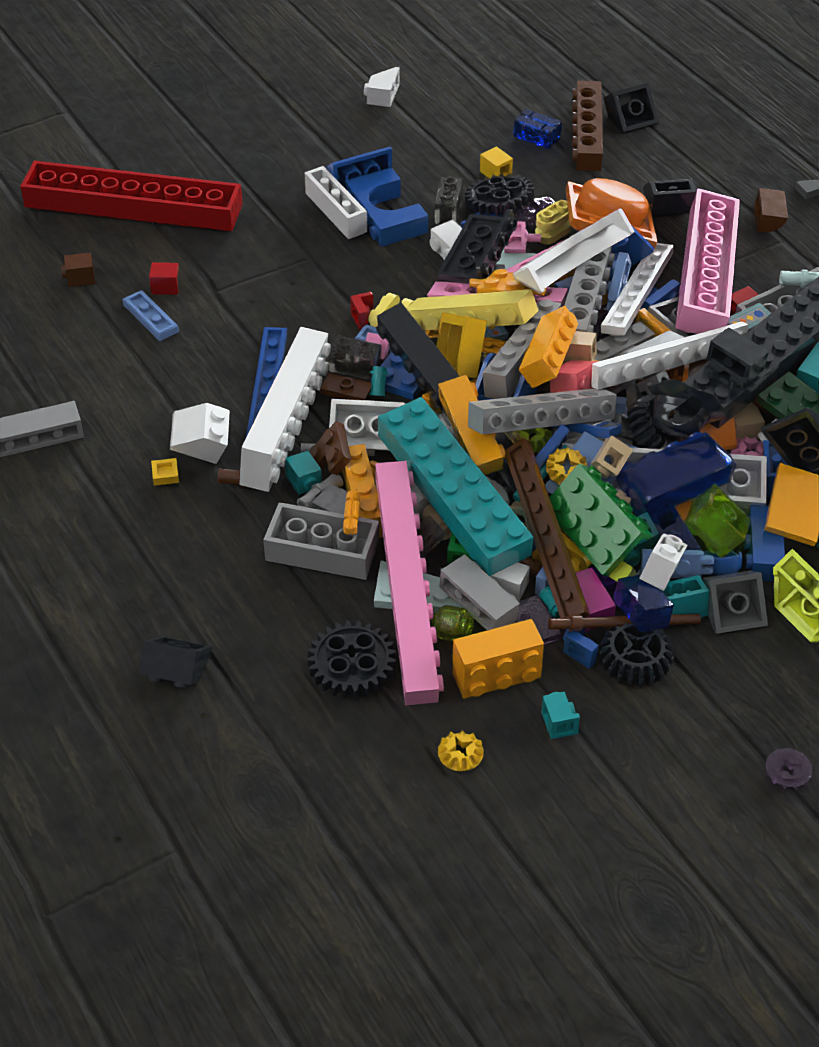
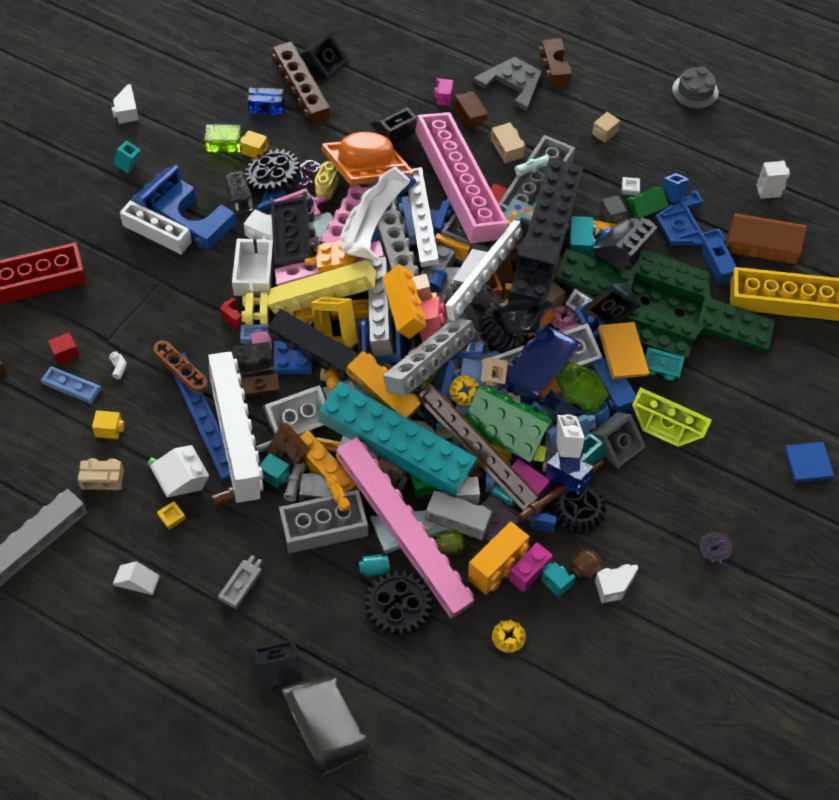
camera: 30 degrees left, 10 degrees up
(89, 516) = (136, 578): none -> white slope
(119, 405) = (101, 474): none -> tan brick
(159, 362) = (107, 424): none -> yellow brick
(181, 740) = (325, 723): none -> clear smoke windscreen
(194, 564) = (241, 582): none -> light grey hinge
(212, 315) = (119, 363): none -> white arm
(270, 337) = (178, 368): none -> dark orange beam
(350, 130) = (126, 156): none -> teal brick
(351, 609) = (374, 565): none -> teal brick
(378, 380) = (282, 370): teal pin -> none
(409, 270) = (253, 270): none -> white piece
(465, 147) = (223, 138): none -> clear neon green brick
(526, 687) = (530, 567): none -> dark pink brick
(605, 714) = (586, 564): none -> reddish brown head
(612, 349) = (437, 280): none -> blue bush
(631, 750) = (615, 582): none -> white slope
(749, 183) = (443, 91): none -> dark pink brick
(796, 252) = (508, 142): none -> tan brick

